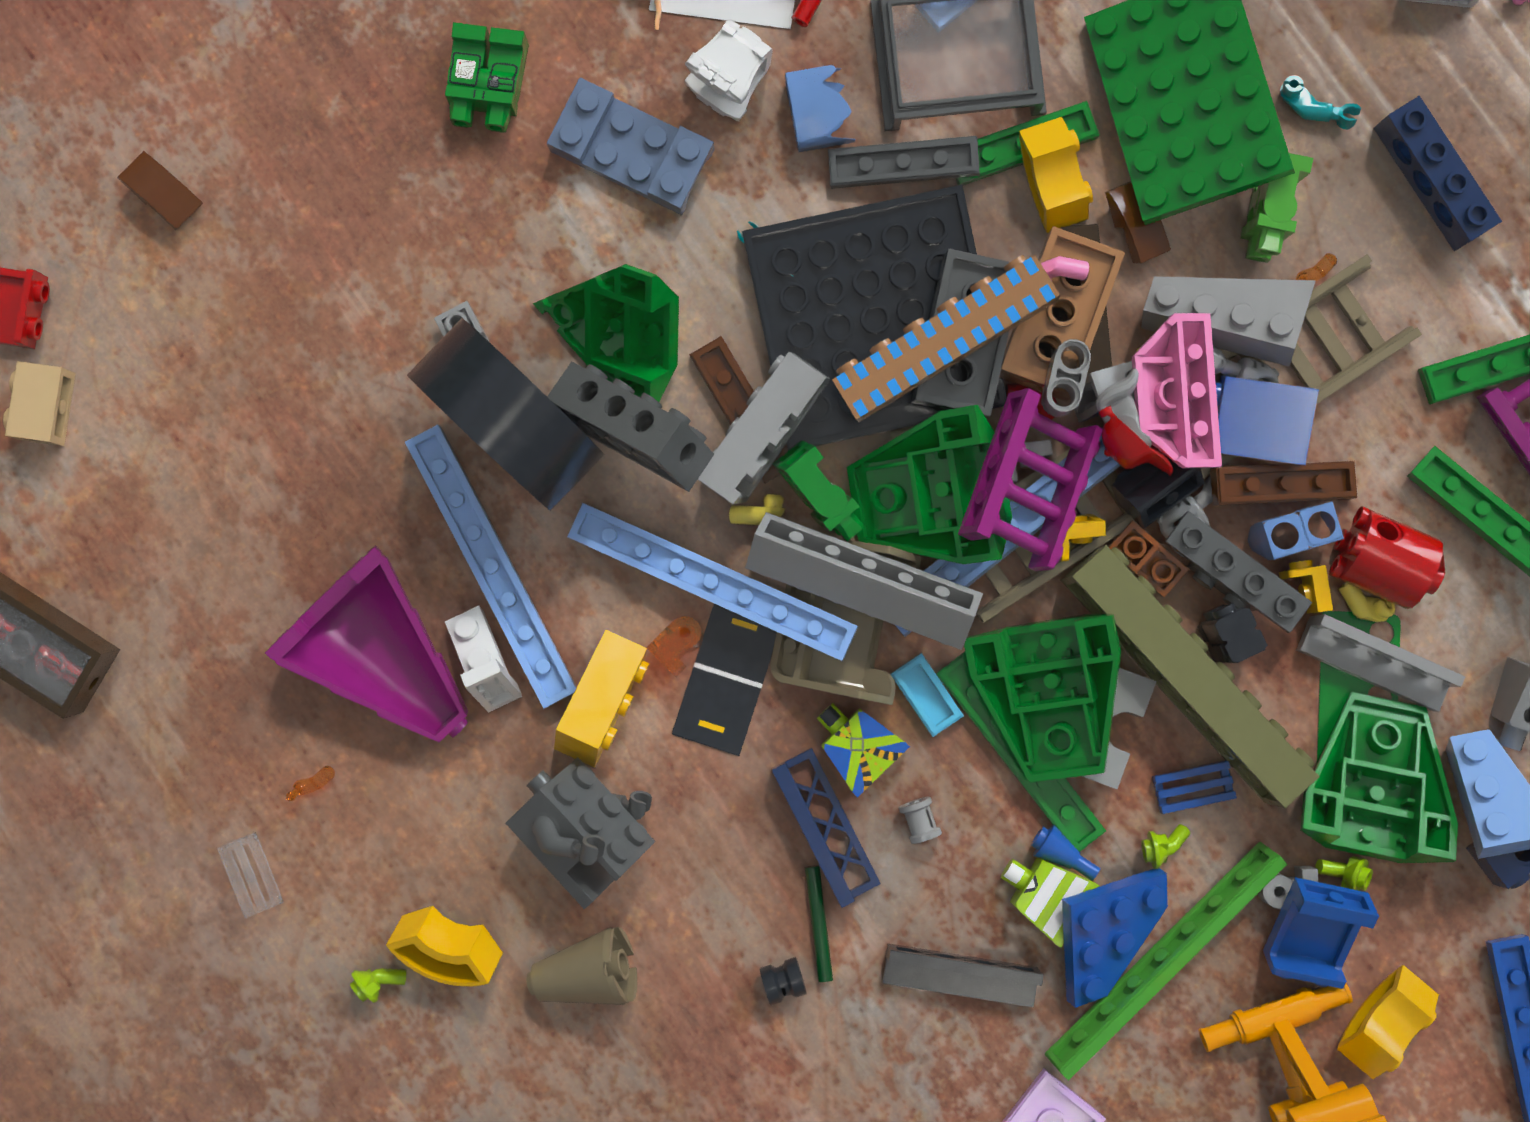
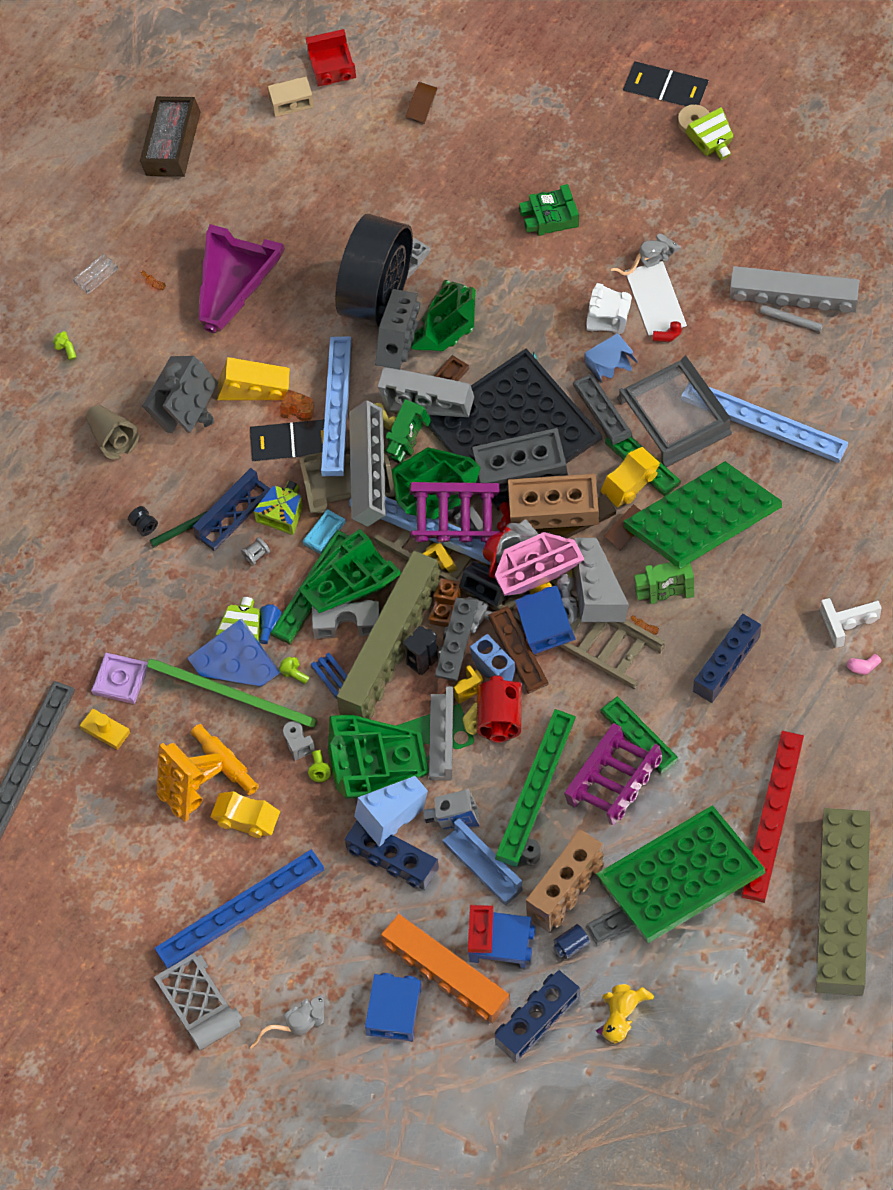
camera: 70 degrees right, 25 degrees down
(445, 949) = (94, 364): yellow brick -> none
(481, 660) = (243, 325): white bracket -> none
(491, 566) = (295, 315): light blue plate -> none
(629, 146) = (547, 285): sand blue piece -> none
(946, 338) = (507, 440): medium nougat brick -> none
(961, 975) = (181, 603): fence -> none
(1066, 268) = (571, 478): bright pink arm -> none
(1068, 379) = (515, 507): light grey beam -> none
(1309, 108) = (733, 587): teal arm -> none
(1317, 932) = (278, 754): blue panel -> none

